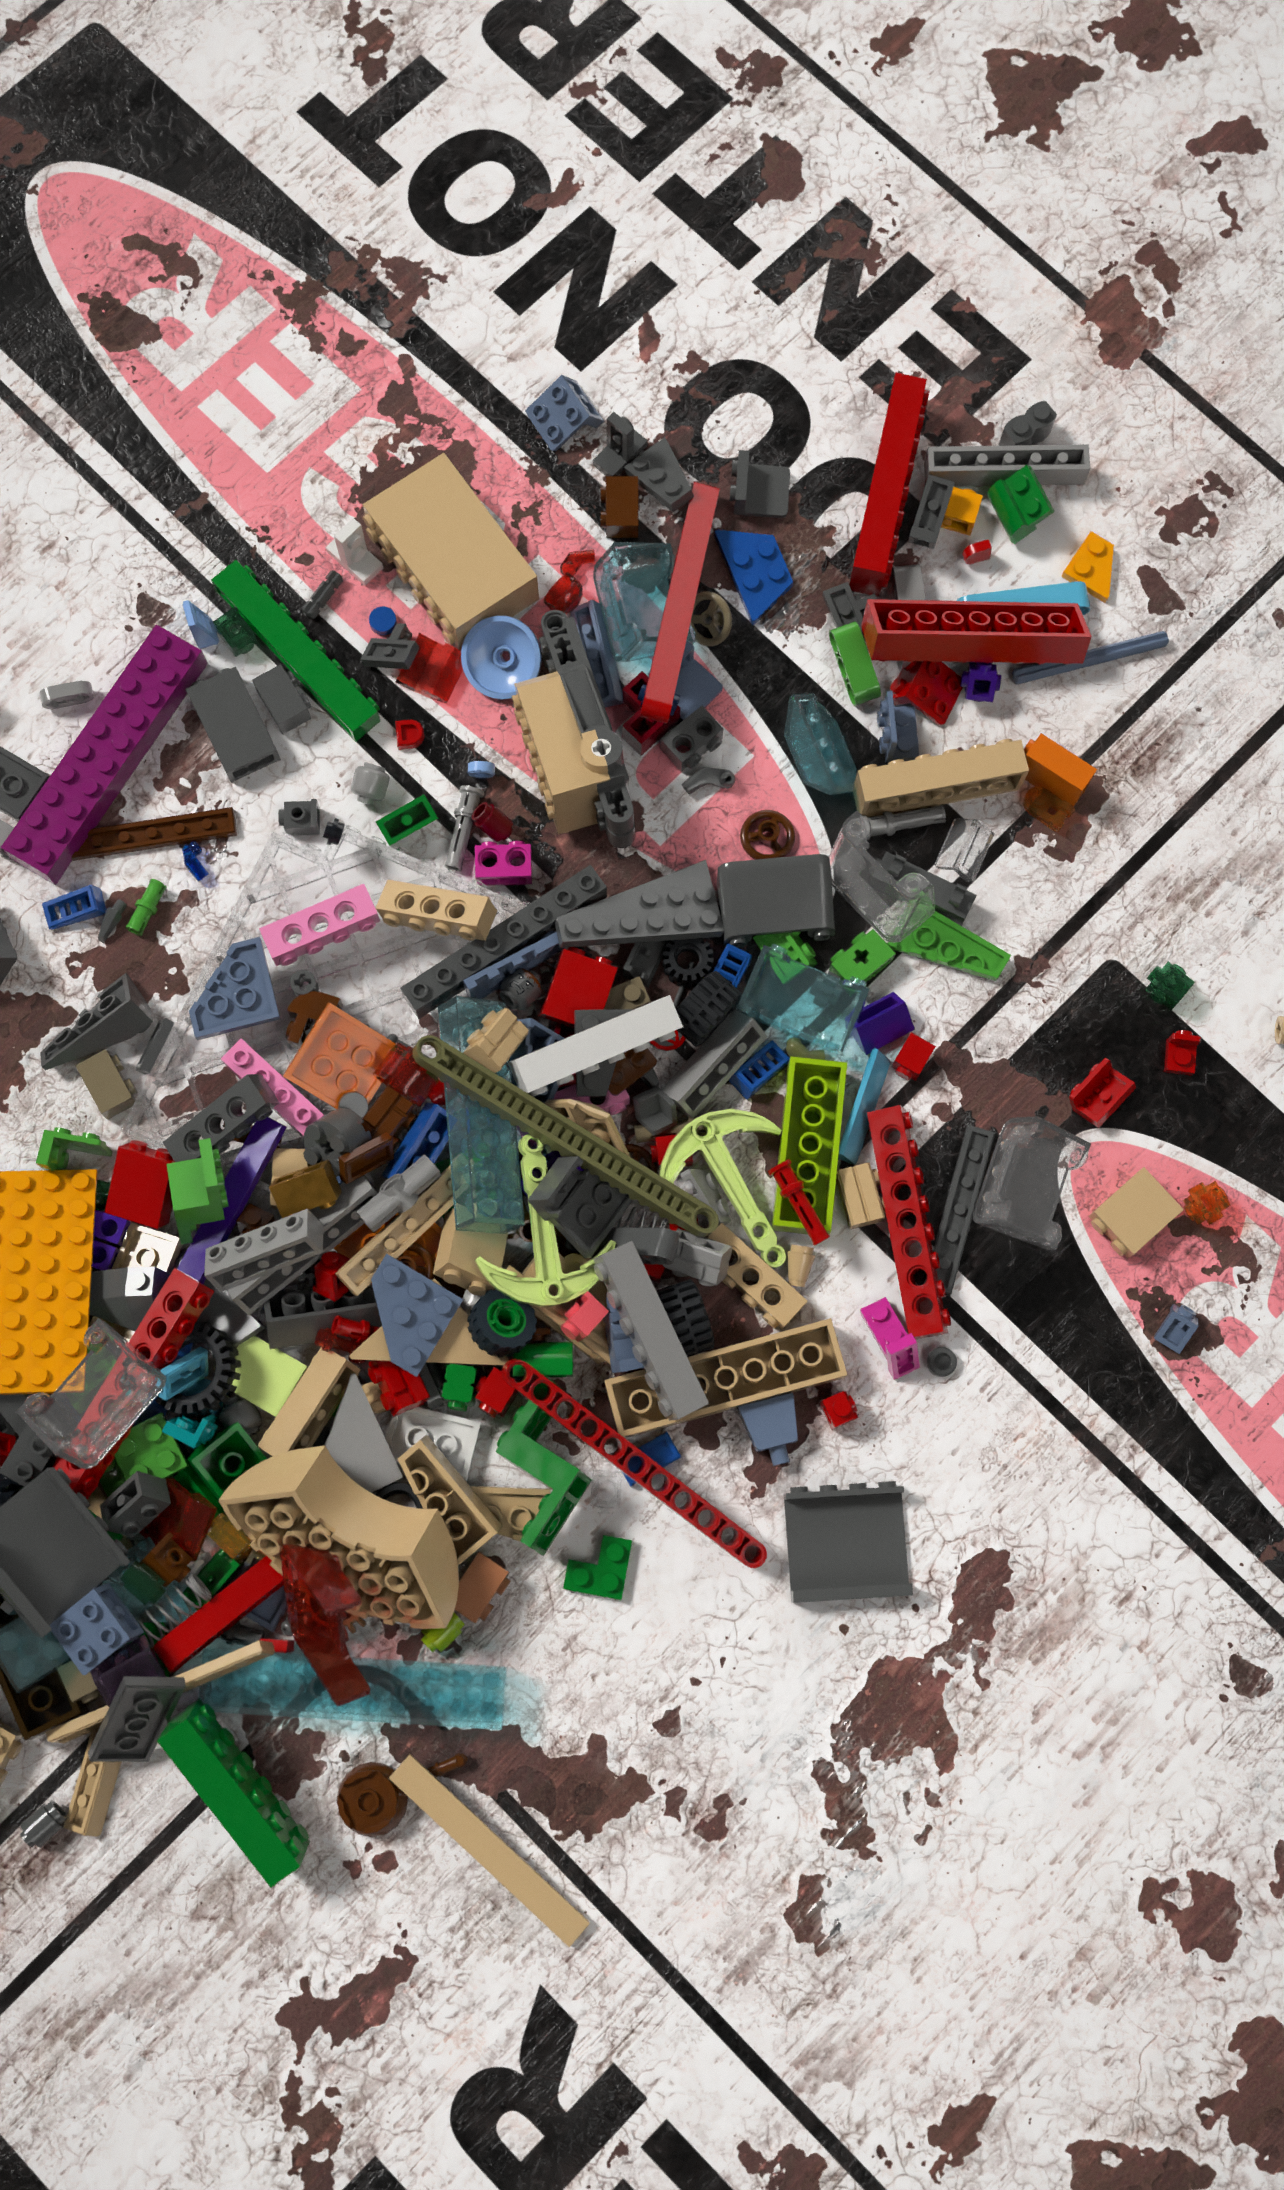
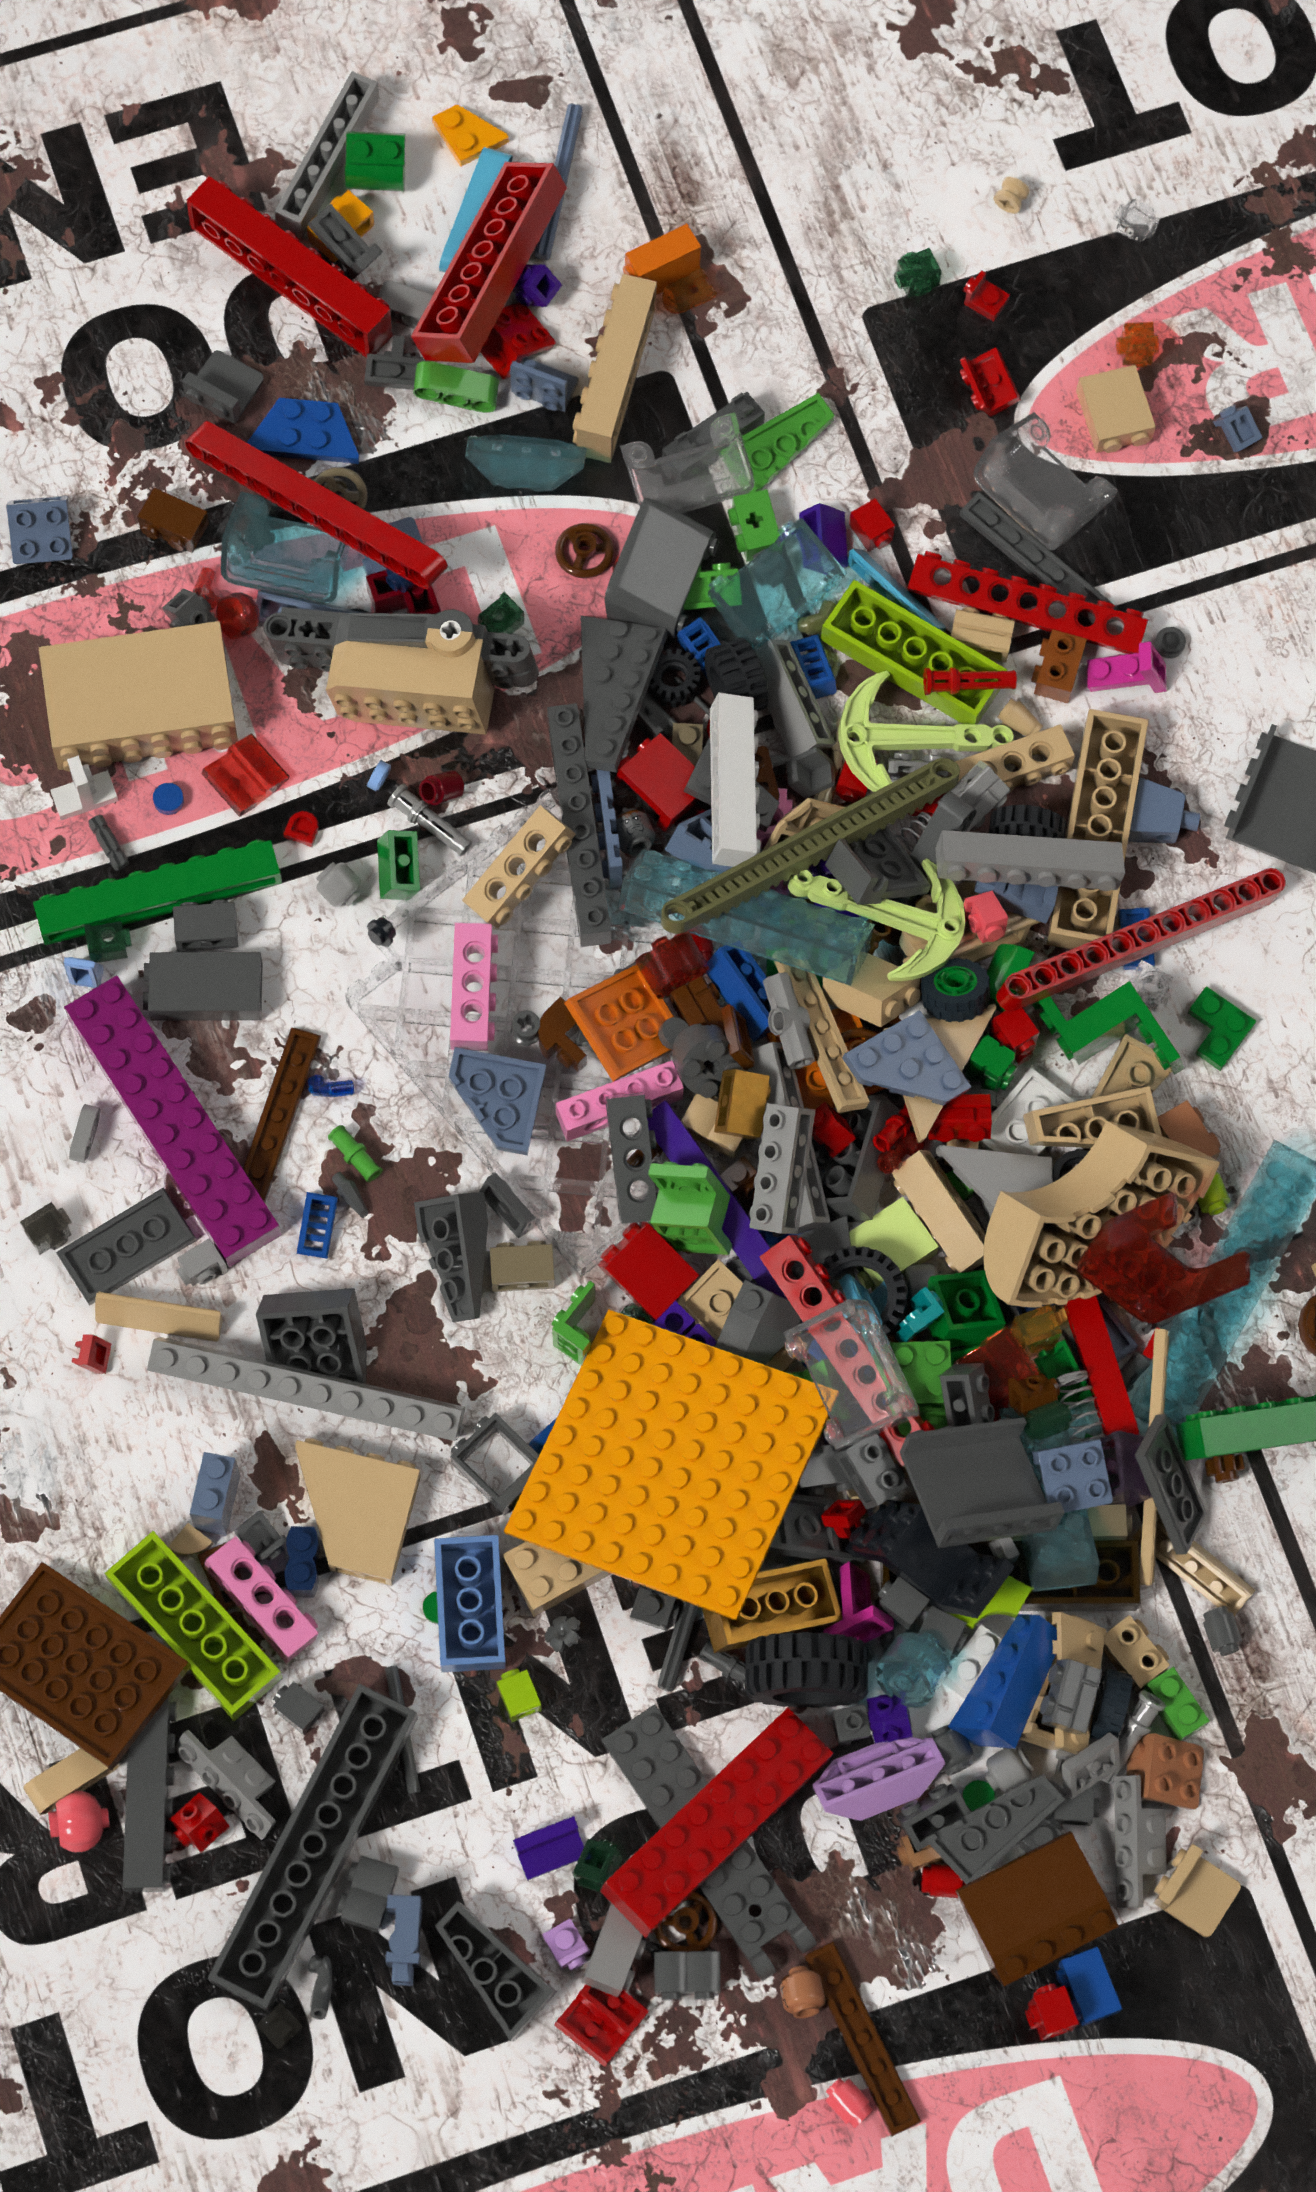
camera: 65 degrees left, 5 degrees down
(306, 824) = (339, 977): dark grey brick -> none
(392, 652) = (210, 801): dark grey hinge -> none
(484, 661) = (295, 702): light blue dish -> none
(496, 1040) = (687, 860): tan brick -> none
(503, 872) = (495, 801): dark pink brick -> none
(544, 556) = (188, 609): none -> dark grey brick
(622, 446) = (109, 493): dark grey bracket -> none
(661, 475) = (162, 466): dark grey wing -> none
(669, 806) = (510, 612): none -> clear green brick
(686, 734) = (457, 569): dark grey brick -> none
(709, 776) = (498, 571): dark grey arm -> none
(839, 1409) = (1173, 744): red brick -> none
(866, 1275) = (1059, 667): none -> dark orange brick
(889, 822) = (636, 417): light grey pin -> none
(965, 847) = (689, 383): clear panel -> none
(977, 552) = (399, 224): red tile -> none
(1031, 427) = (297, 118): dark grey brick -> none

